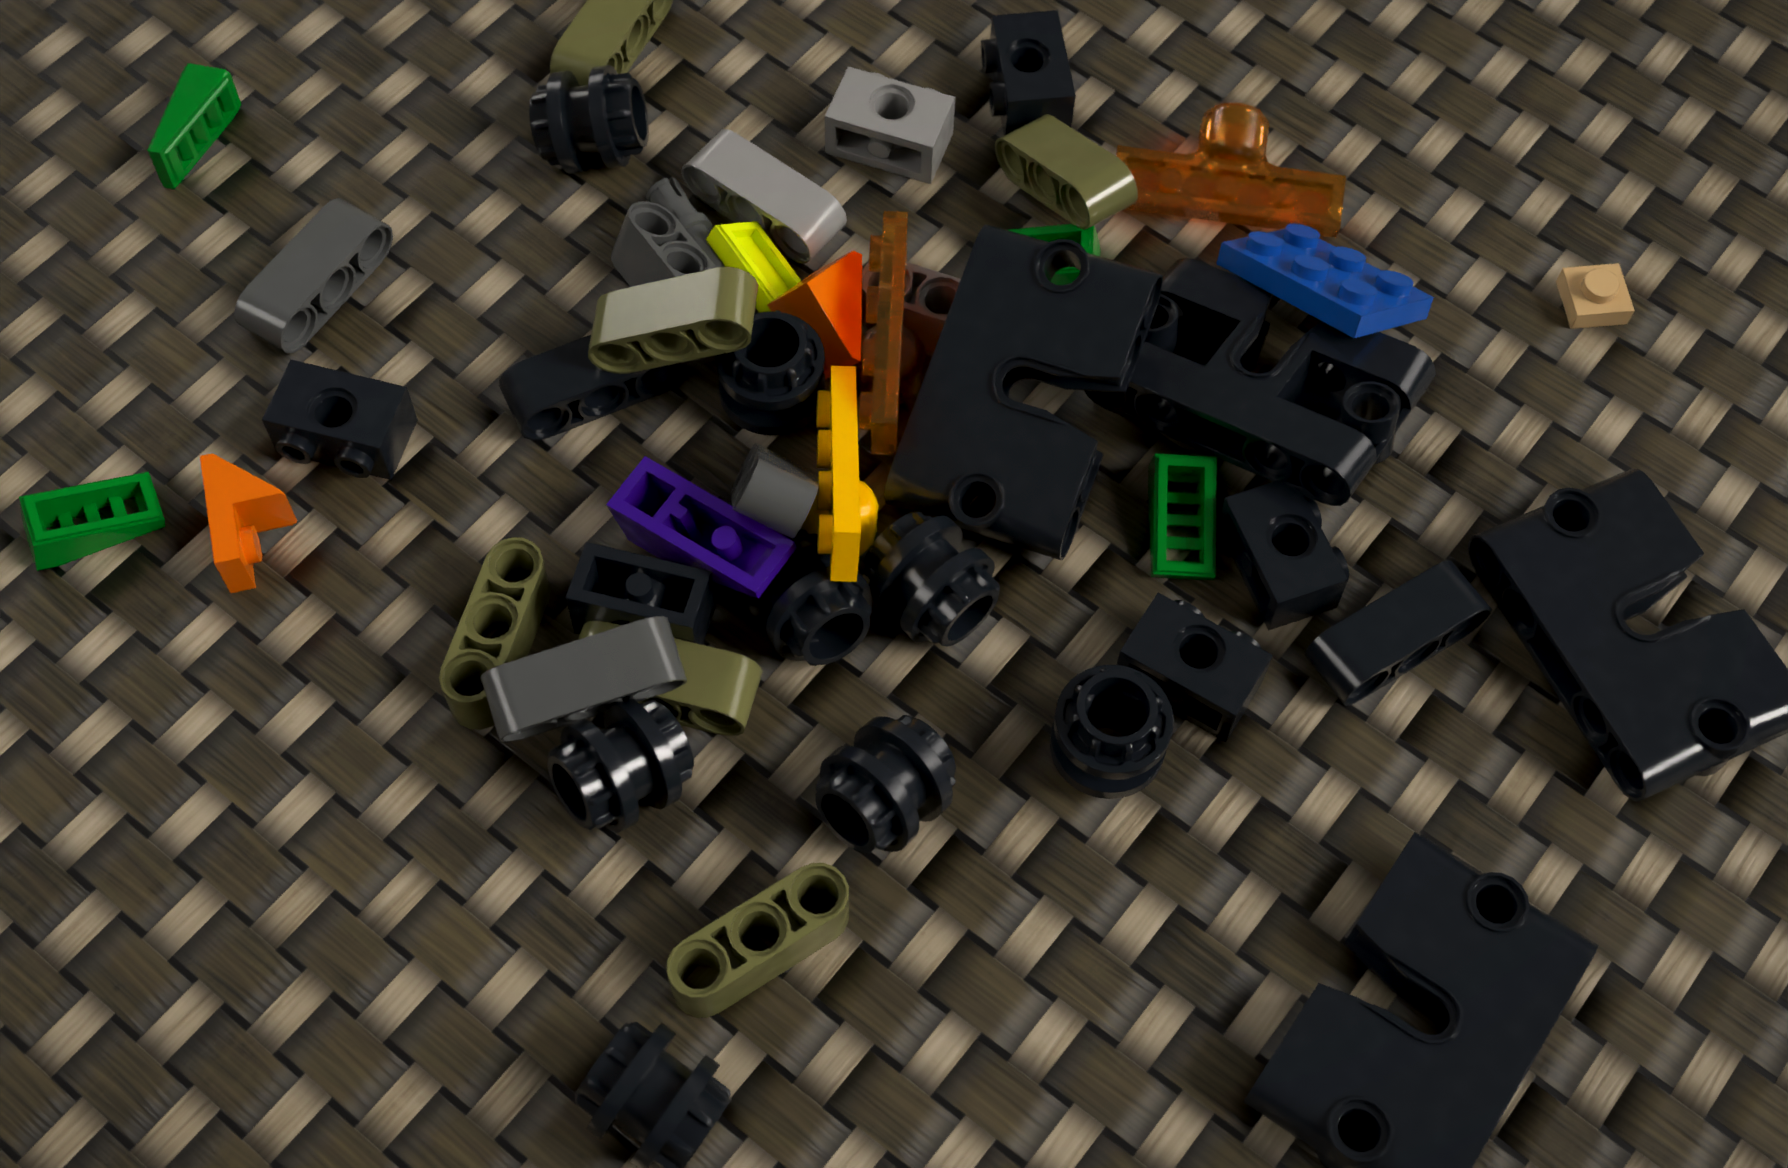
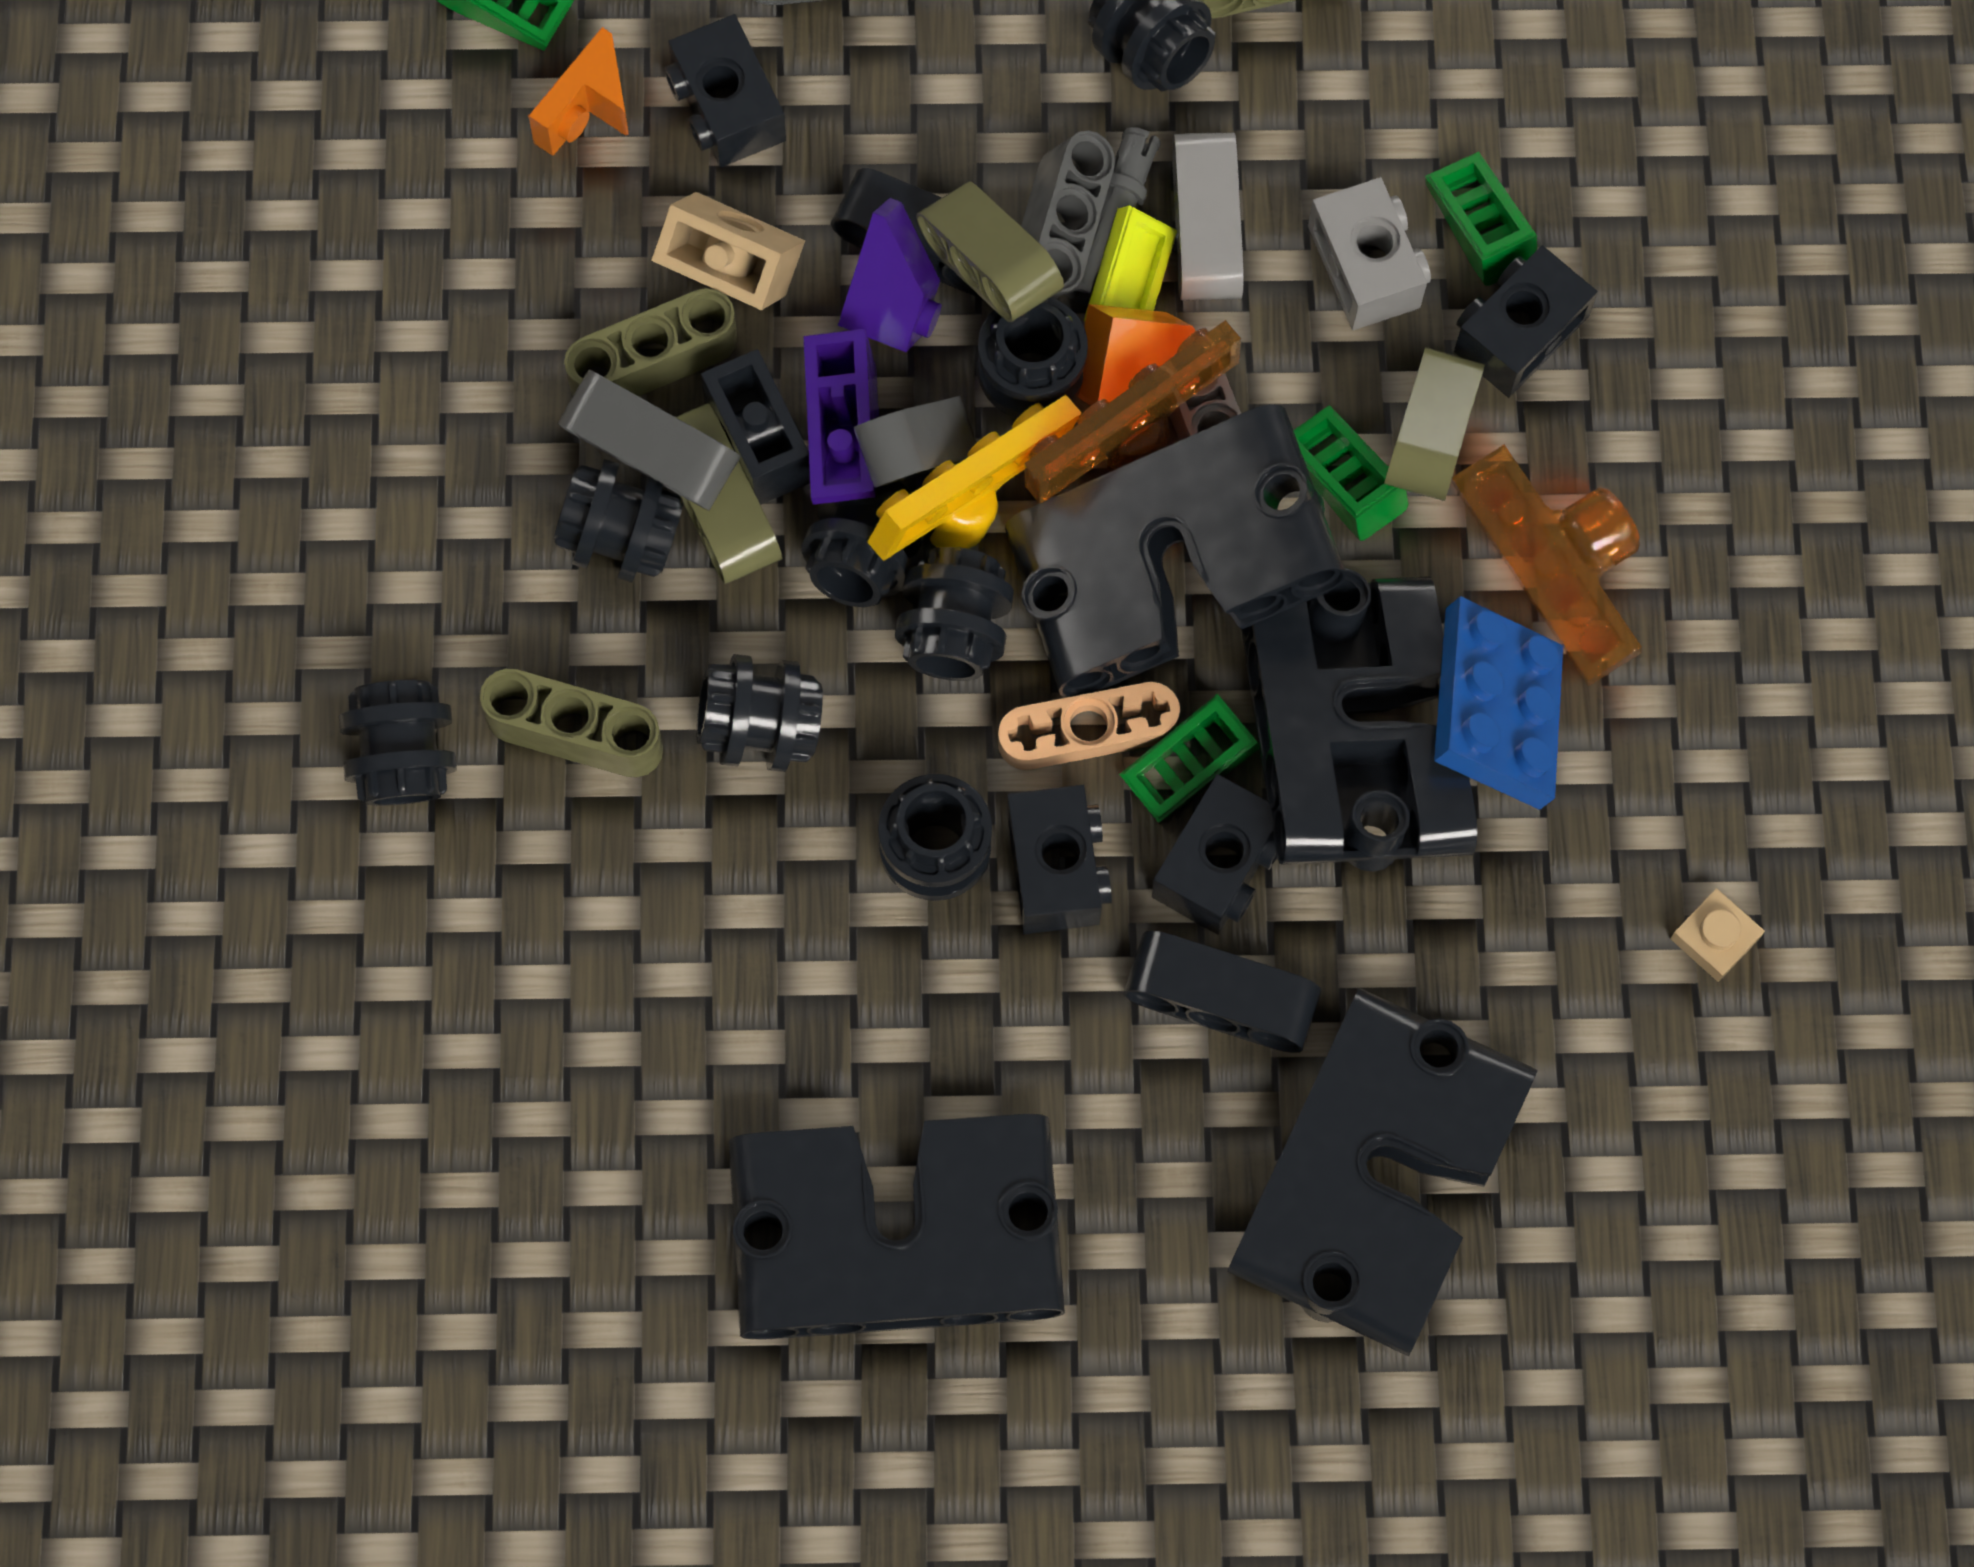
camera: 50 degrees right, 10 degrees up
(475, 511) = (728, 250): none -> tan brick
(619, 420) = (892, 283): none -> dark purple slope
(955, 61) = (1496, 249): none -> green slope
(1095, 591) = (1039, 718): none -> light nougat beam

